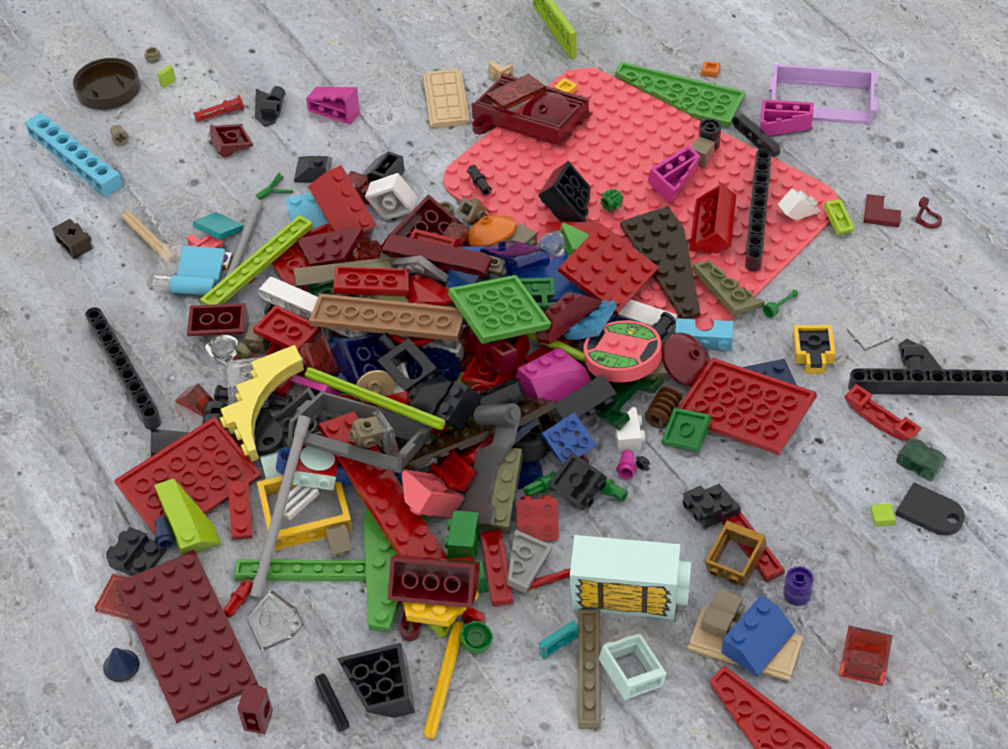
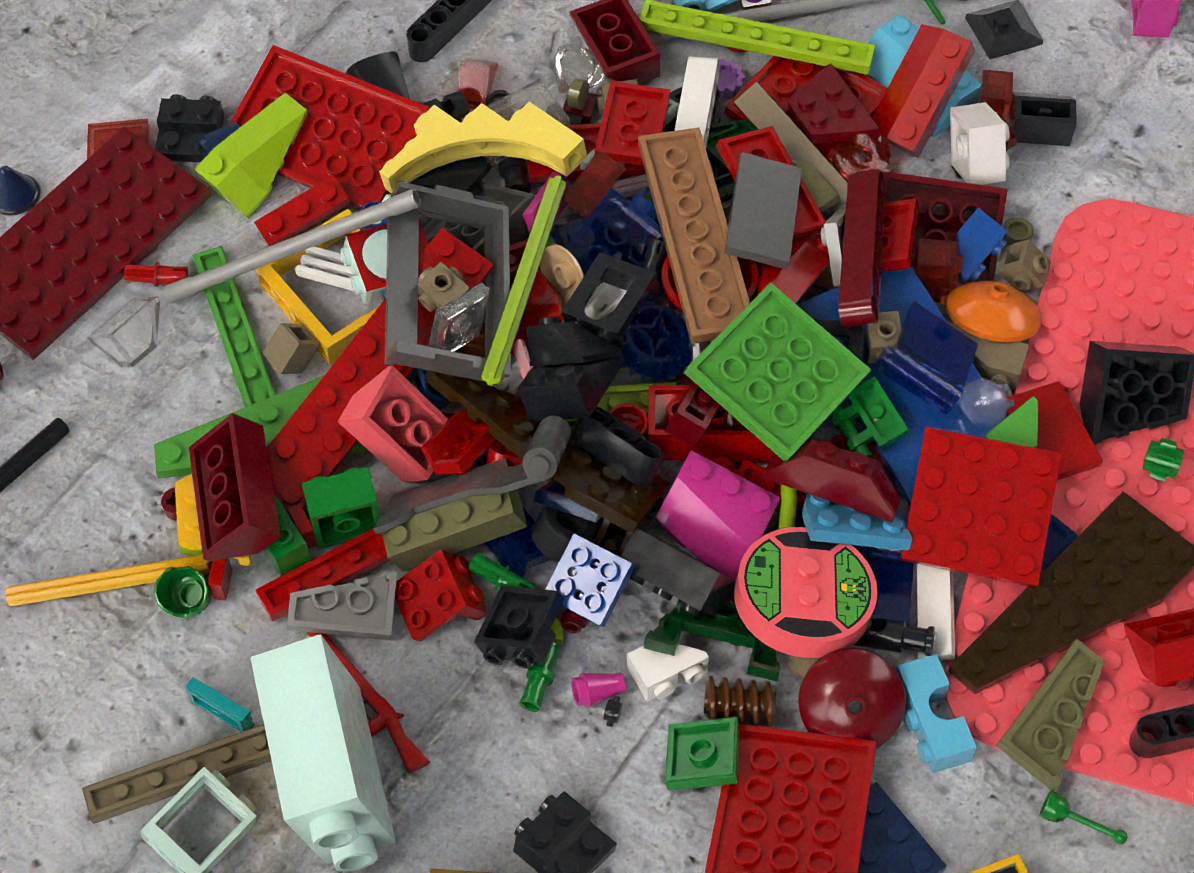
camera: 65 degrees right, 10 degrees up
(381, 680) = (66, 500): black wedge -> none
(392, 284) = (763, 210): none -> dark grey tile
(445, 214) = (976, 241): none -> blue slope
(479, 180) = (1098, 250): black pin -> none

